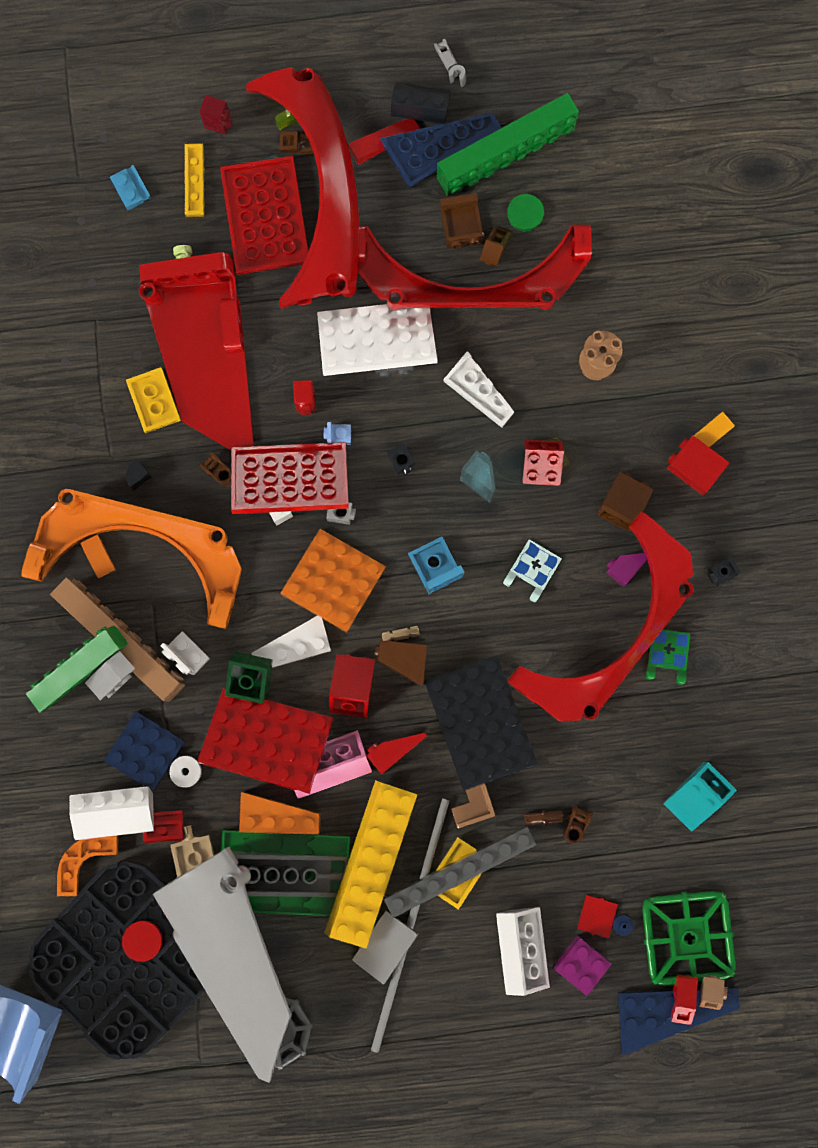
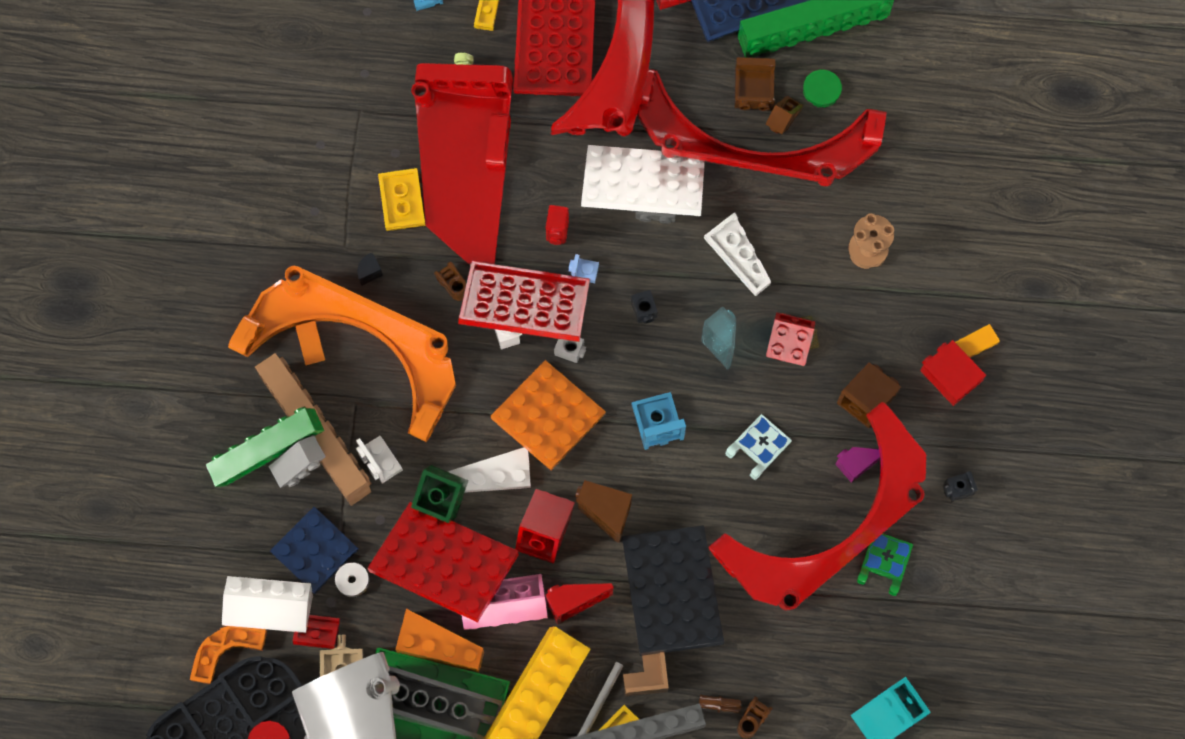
camera: 10 degrees right, 10 degrees down
(401, 634) = (621, 483): tan axle -> none

